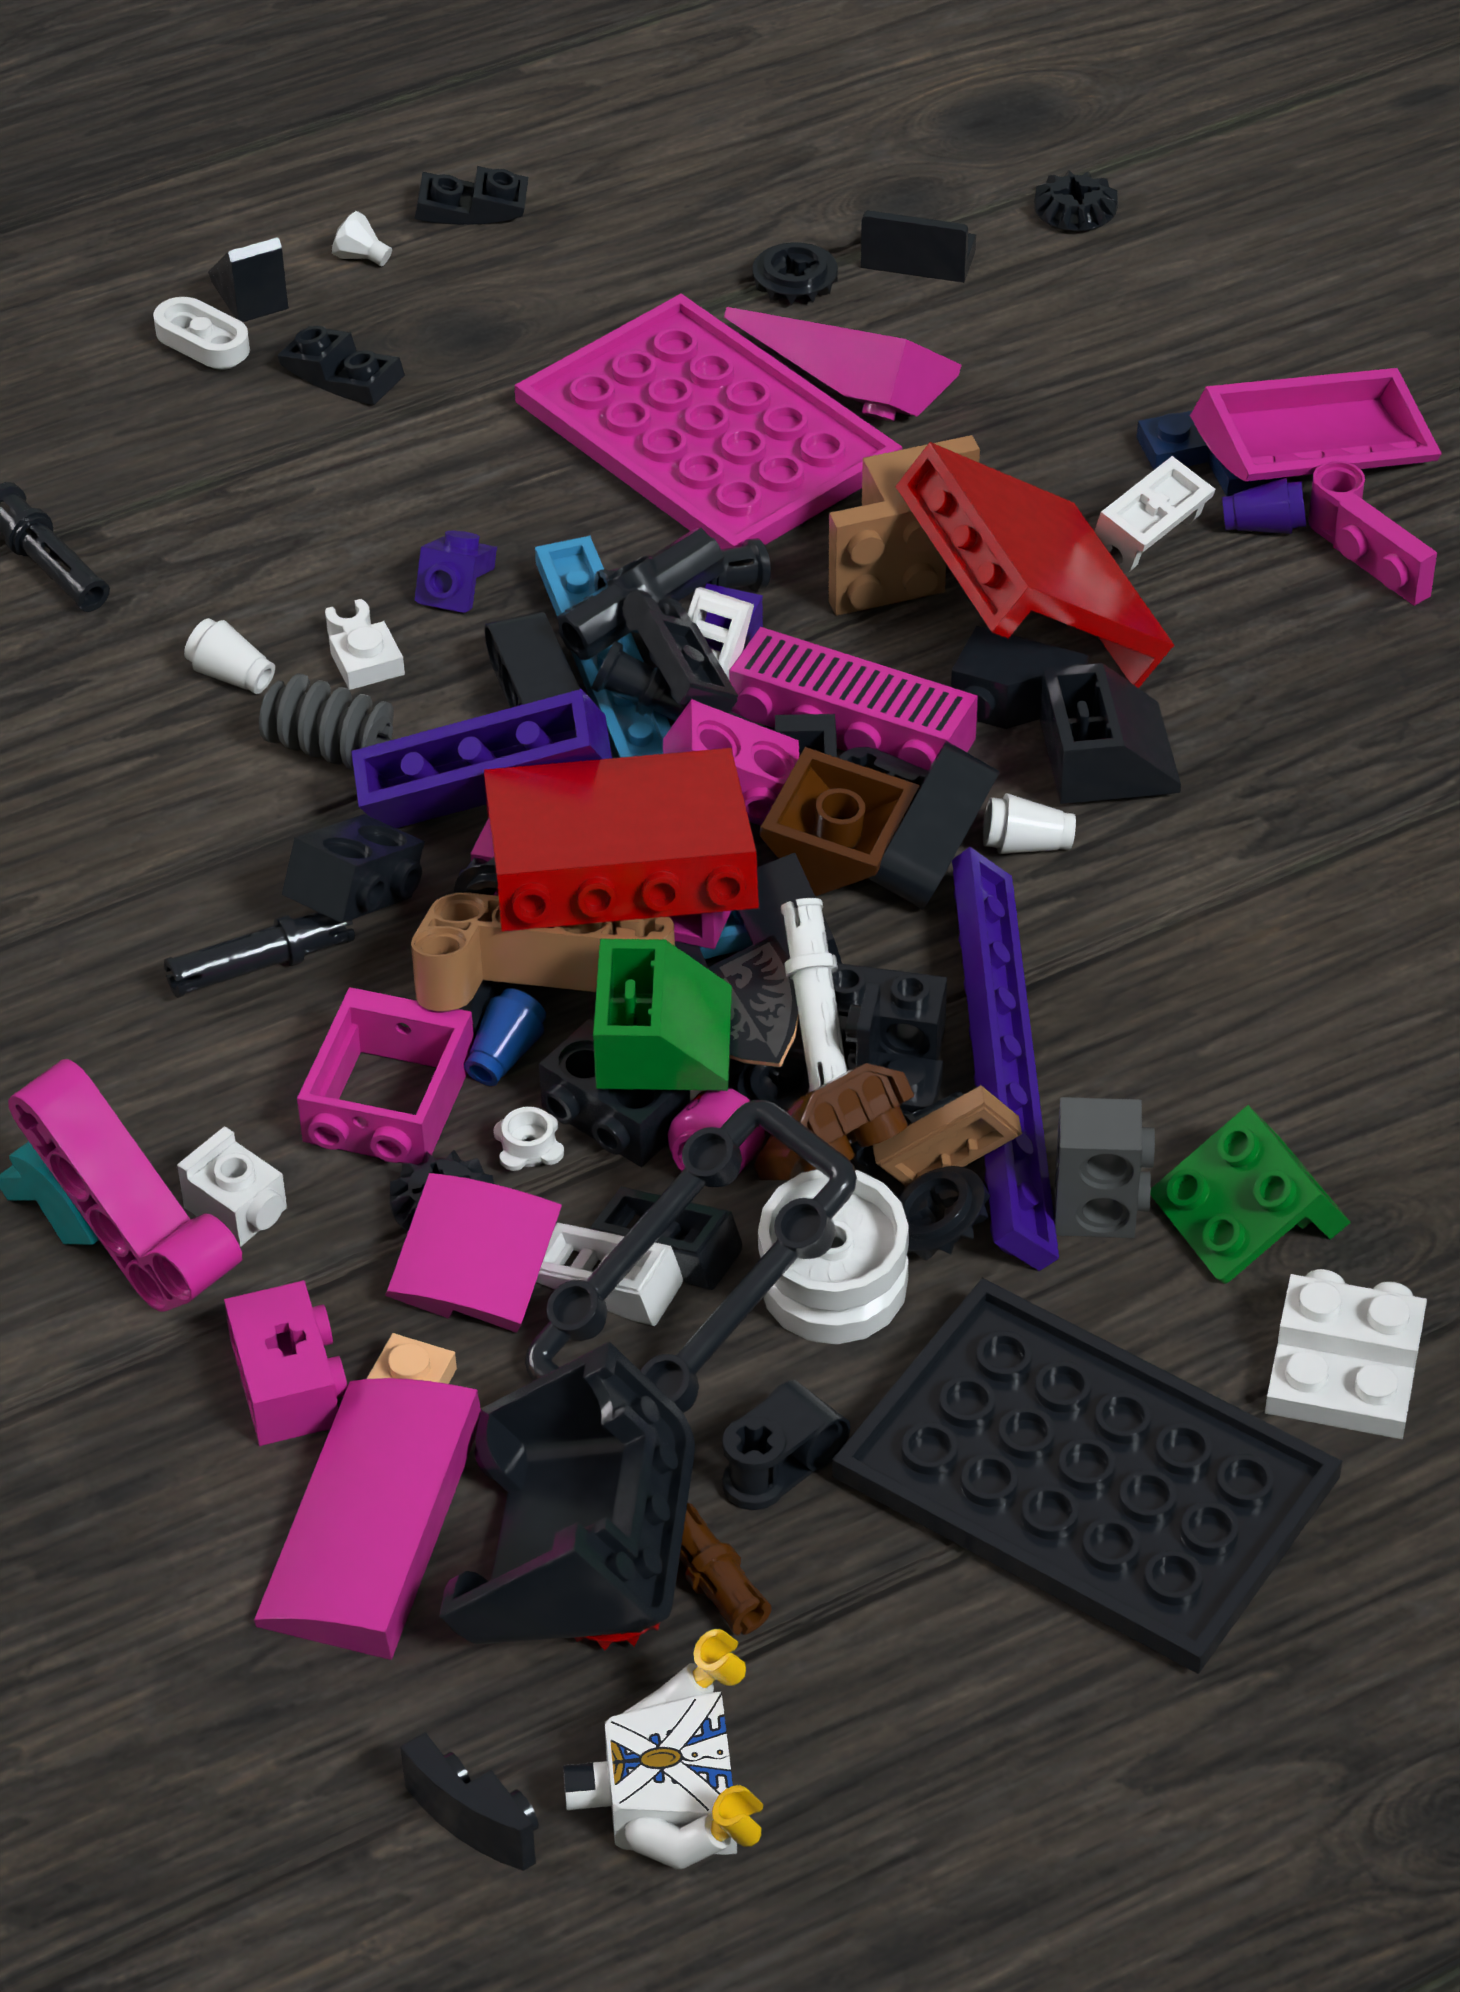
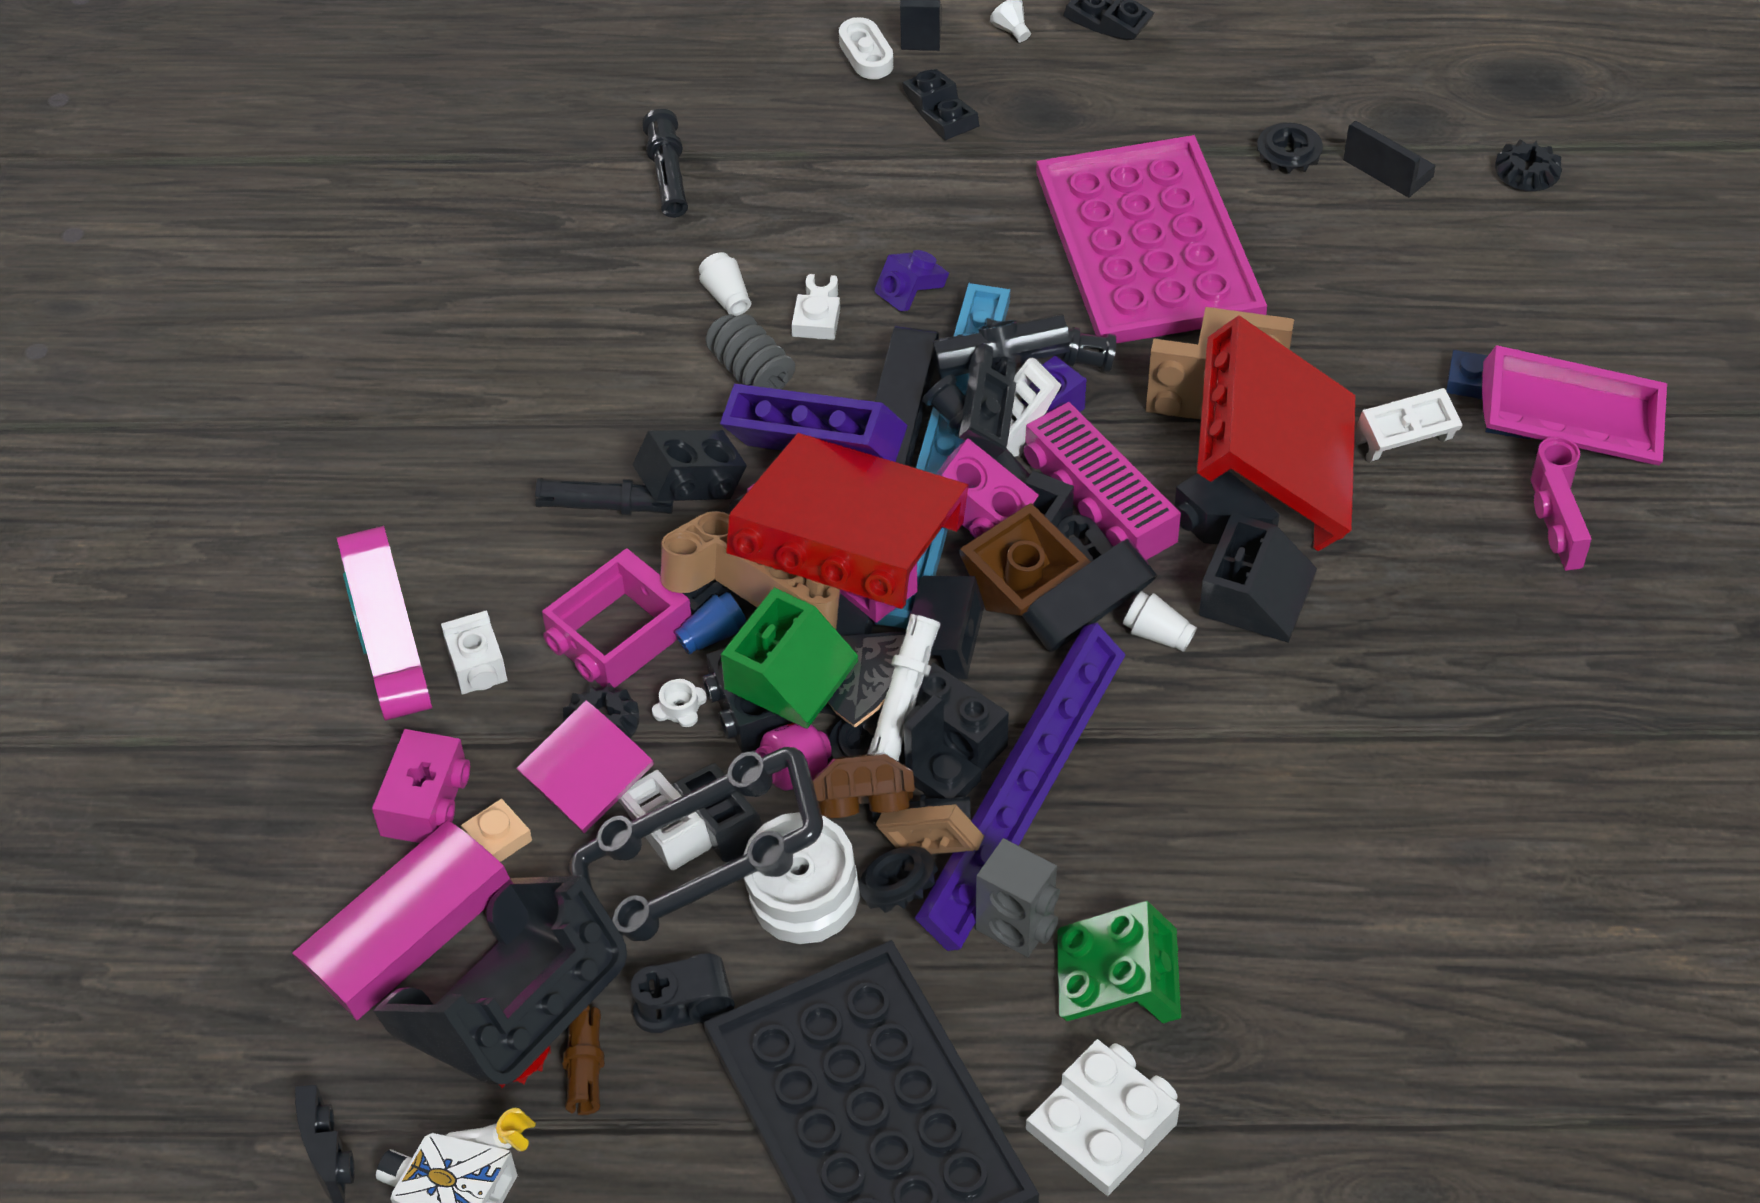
camera: 30 degrees right, 5 degrees up
(868, 367) = (1277, 234): dark pink wedge -> none
(1266, 508) = (1500, 453): dark purple cone -> none

